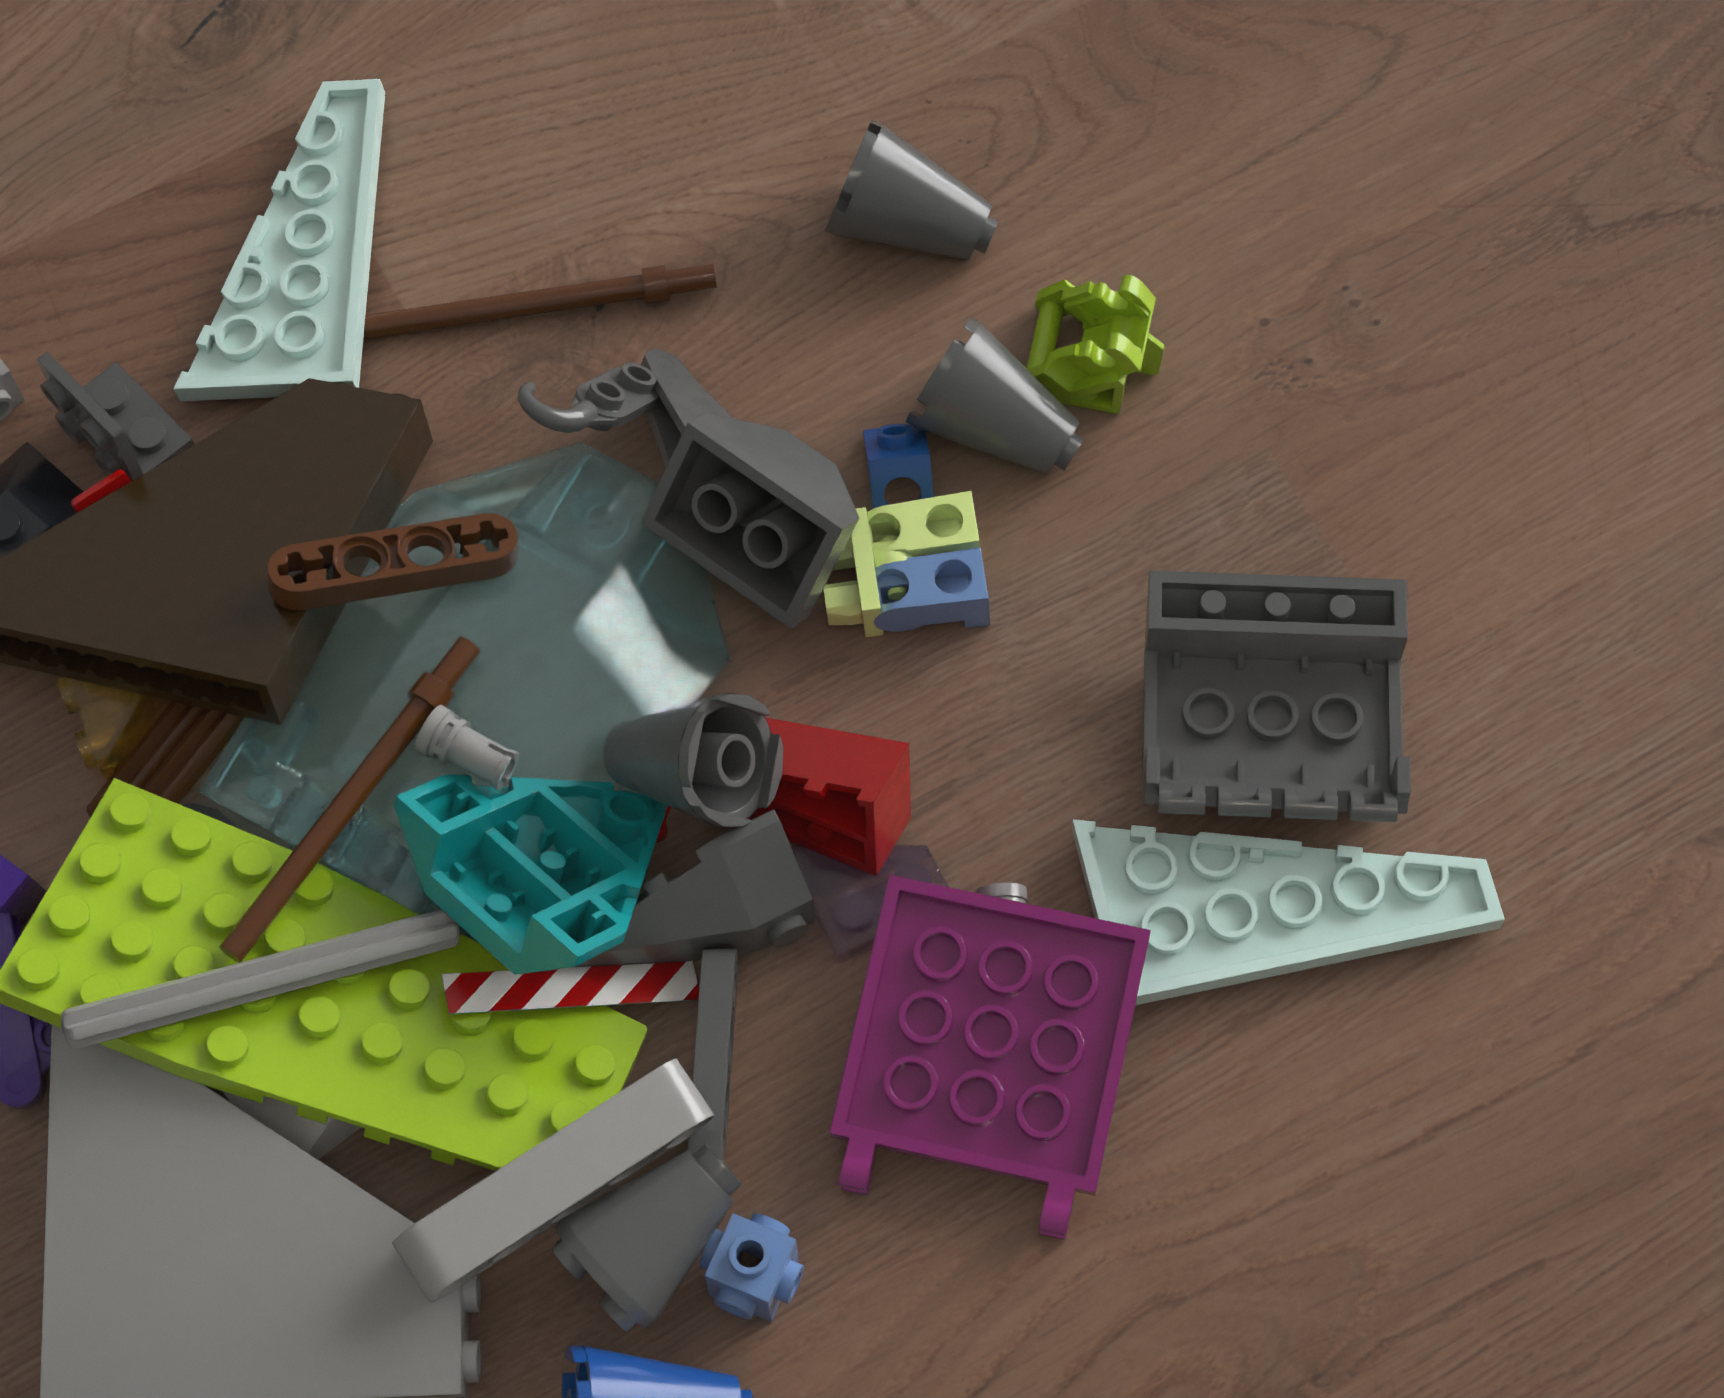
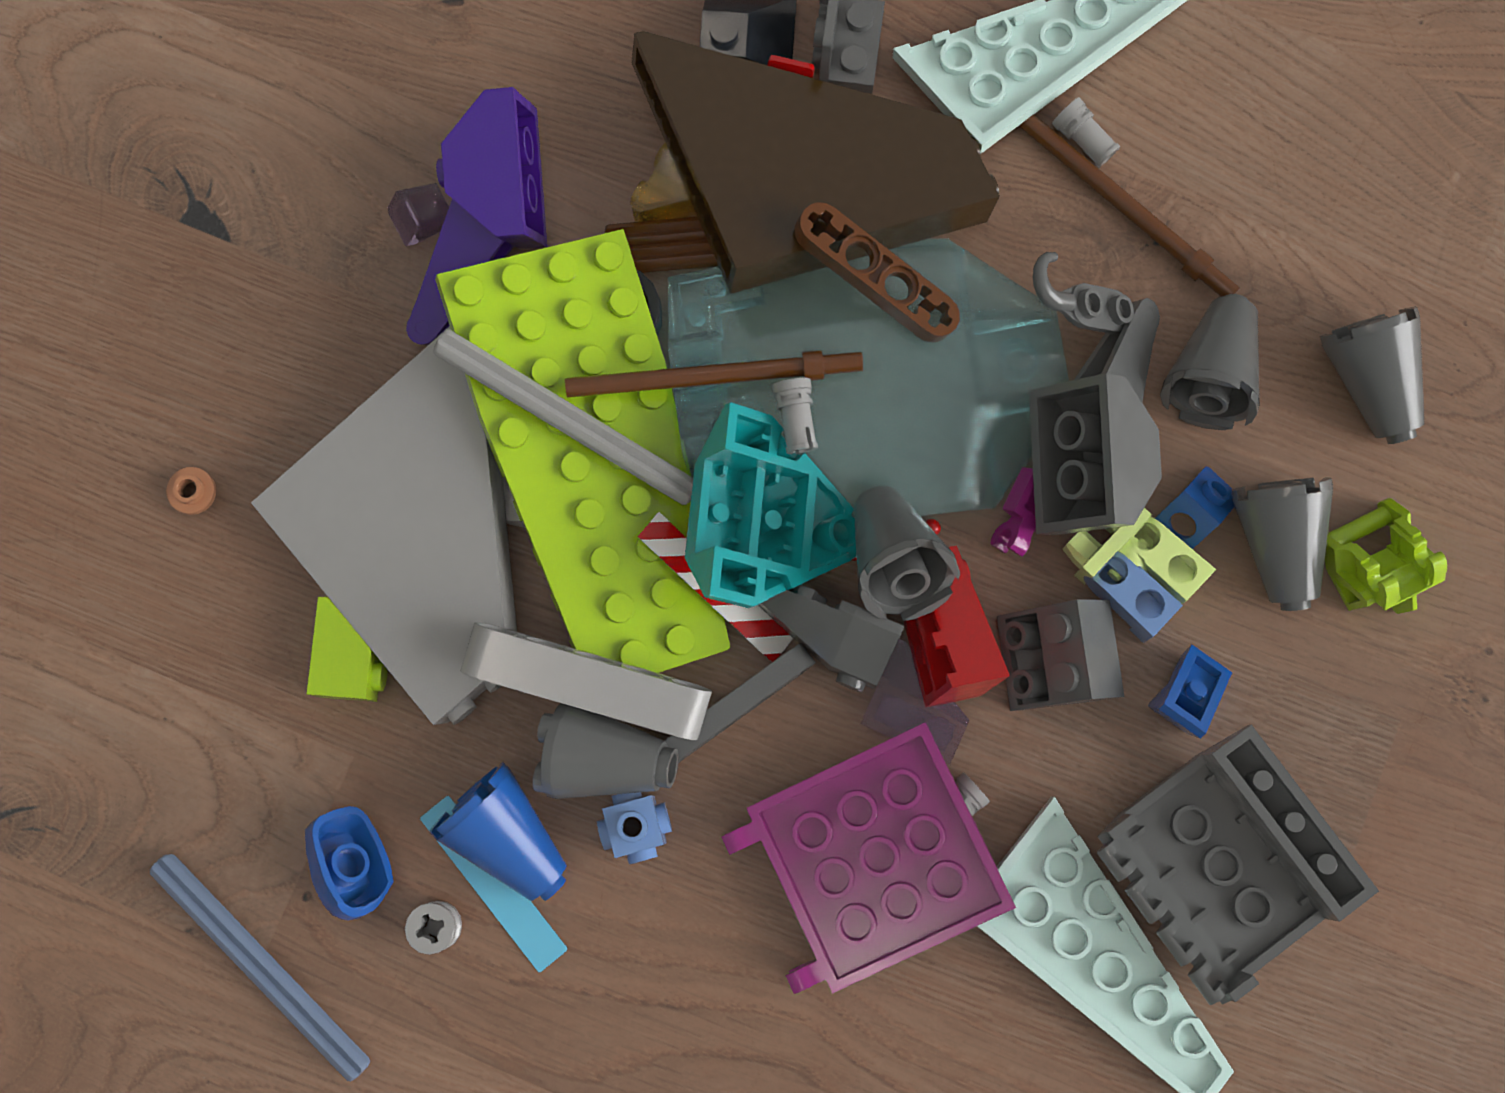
camera: 50 degrees right, 15 degrees up
(413, 282) = (1078, 123): none -> light grey pin
(767, 634) = (1020, 504): none -> magenta plate
(776, 342) = (1218, 368): none -> dark grey cone
(940, 700) = (1060, 654): none -> dark grey slope
(1078, 613) = (1192, 692): none -> blue slope

